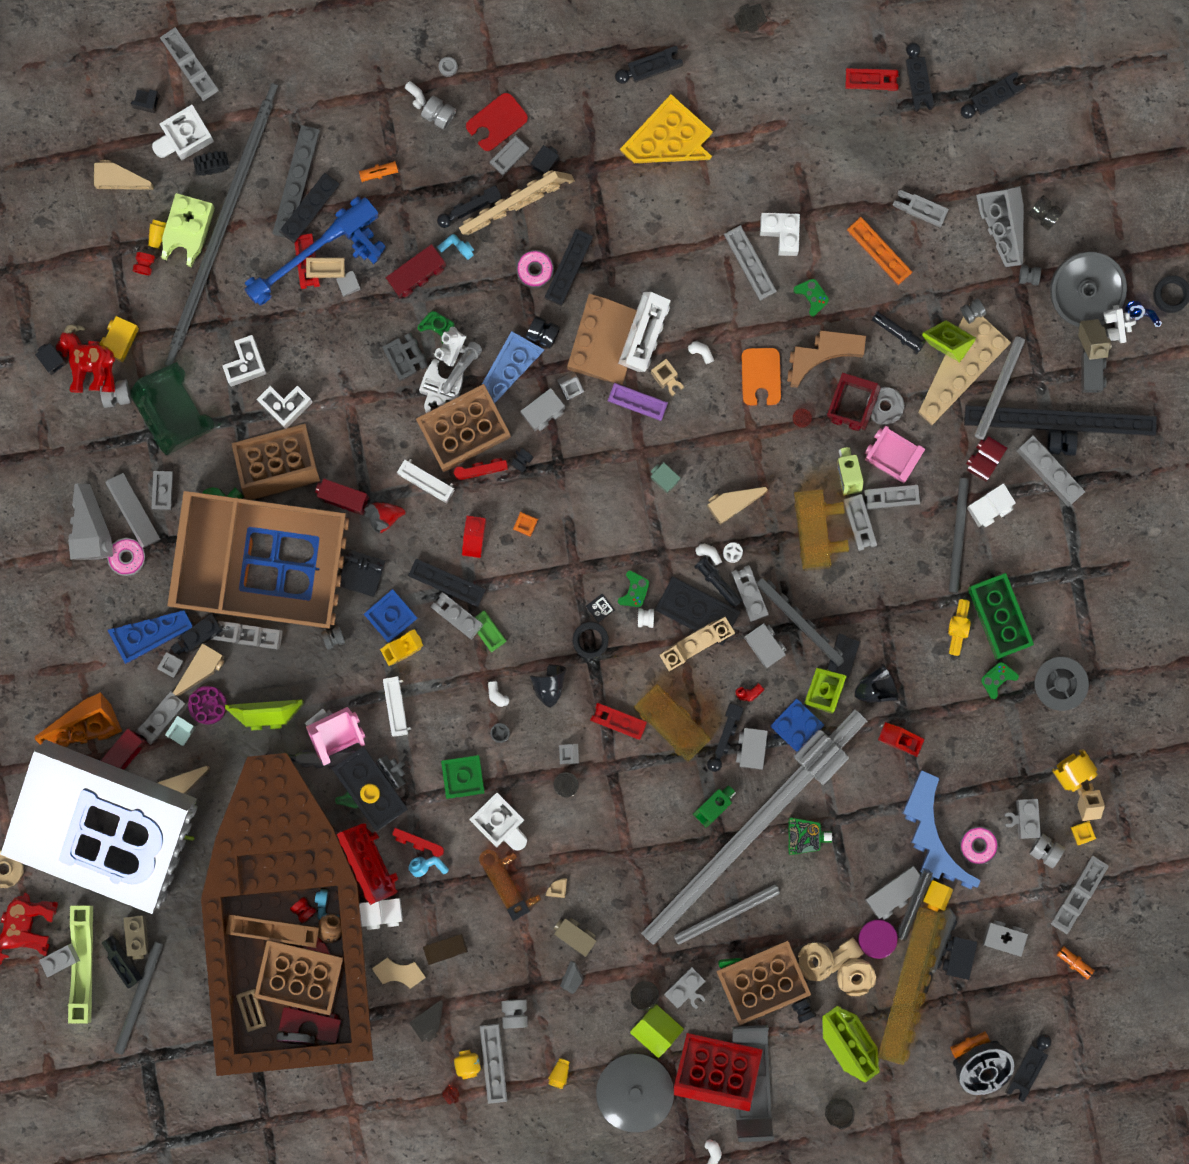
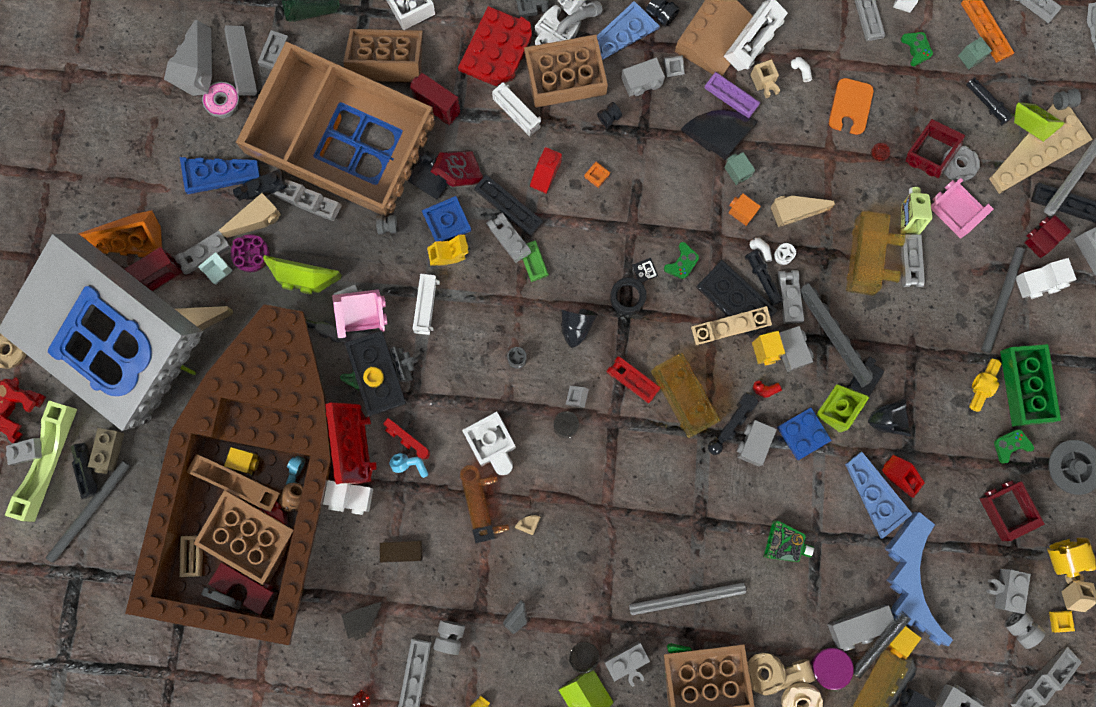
camera: 10 degrees right, 5 degrees down
(170, 665) = (227, 206): light grey plate -> none
(270, 908) = (242, 461): none -> yellow brick
(303, 910) = (273, 471): red wheel -> none
(383, 515) = (468, 127): hat -> none
(386, 420) = (496, 47): none -> red plate
(386, 561) = (457, 168): none -> dark red tile
(390, 971) = (340, 557): tan tile -> none
(462, 777) = (468, 389): green plate -> none
(467, 1064) = (386, 675): yellow head -> none
(480, 469) = (570, 113): red plate -> none
(495, 696) = (522, 322): white arm -> none
(575, 937) = (532, 578): dark tan brick -> none
(635, 442) = (719, 130): none -> black brick
(645, 617) = (686, 290): white wheel -> none
(680, 518) = (743, 209): none -> orange brick
(710, 810) = (704, 488): green torso -> none
(739, 654) = (768, 348): none -> yellow brick
(819, 760) = (819, 472): light grey axle -> none
(829, 346) = (921, 95): medium nougat arch -> none
(871, 286) = (974, 53): none -> sand green brick
(882, 766) = (879, 498): none -> medium blue wing
(892, 497) = (949, 246): light grey plate -> none
(967, 845) = (966, 603): tile -> none
(1024, 757) = (1033, 517): none -> dark red window

